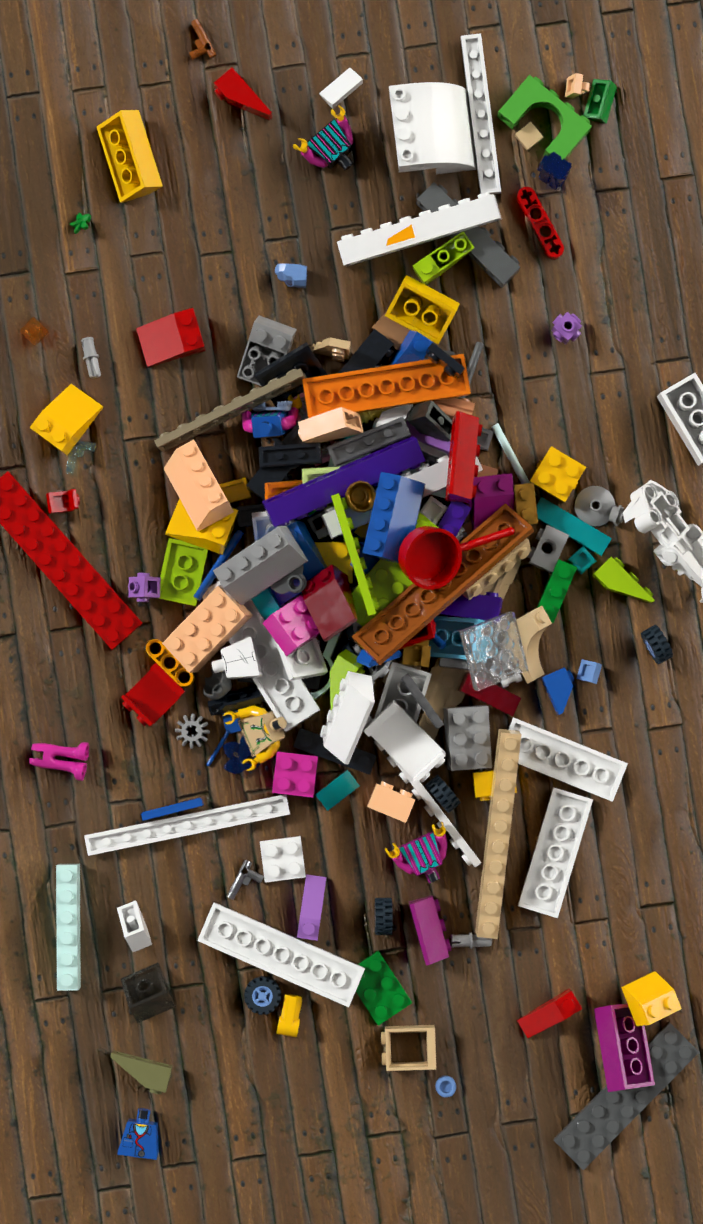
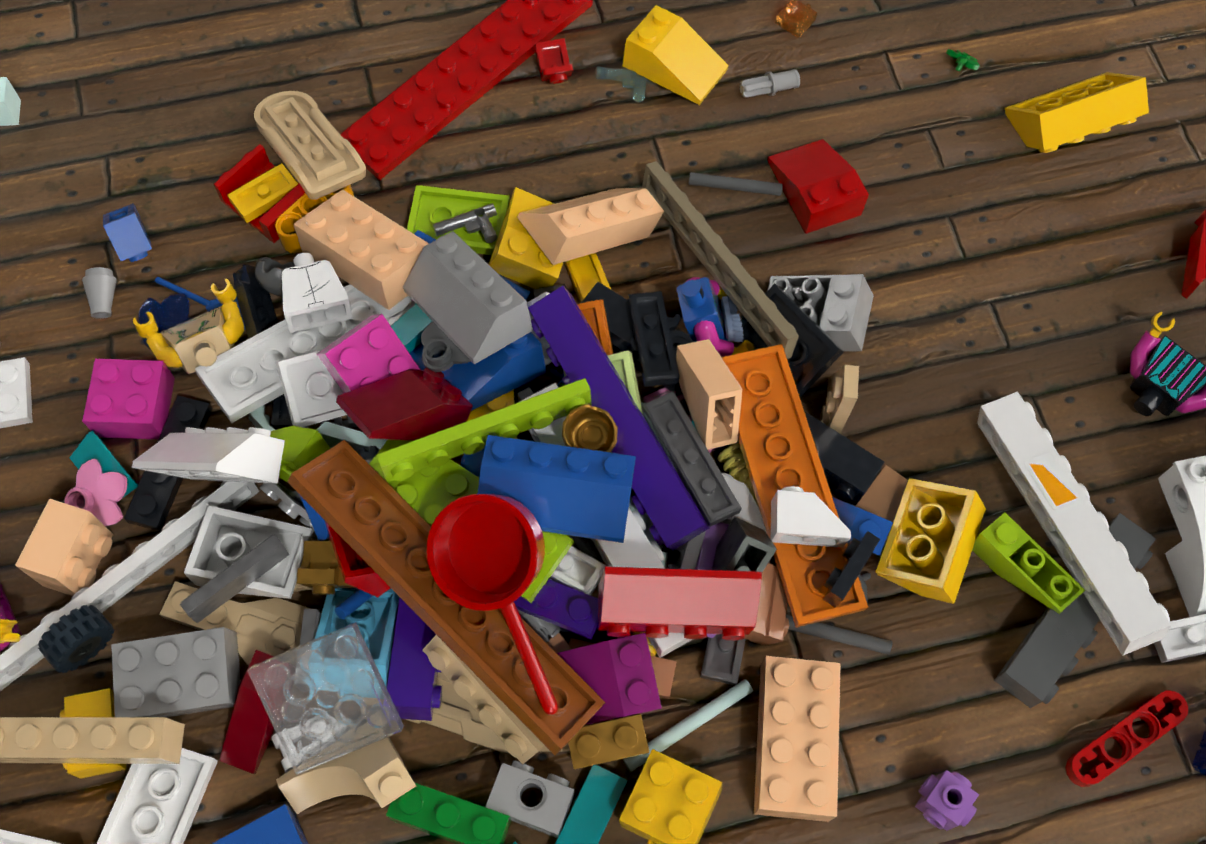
camera: 85 degrees right, 20 degrees down
(49, 761) = (180, 106): dark pink piece -> none
(118, 667) = (308, 143): none -> tan piece
(144, 587) = (429, 176): medium lavender brick -> none
(154, 695) = (262, 193): none -> yellow plate
(166, 390) = (735, 184): none -> dark grey bar
(172, 808) = (85, 226): blue tile -> none
(174, 783) = (127, 233): none -> slope
(185, 733) = (208, 248): light grey gear -> none
(187, 824) = (61, 258): white plate -> none
(189, 562) = (471, 222): none -> flat silver hose
(216, 798) = (100, 290): none -> light grey cone
(292, 274) = (948, 340): medium blue rock -> none
(355, 787) = (99, 492): none -> bright pink plate
(405, 741) = (166, 561): white panel -> none
(414, 382) = (805, 520): none -> white slope
(527, 402) = (797, 739): none -> light nougat brick

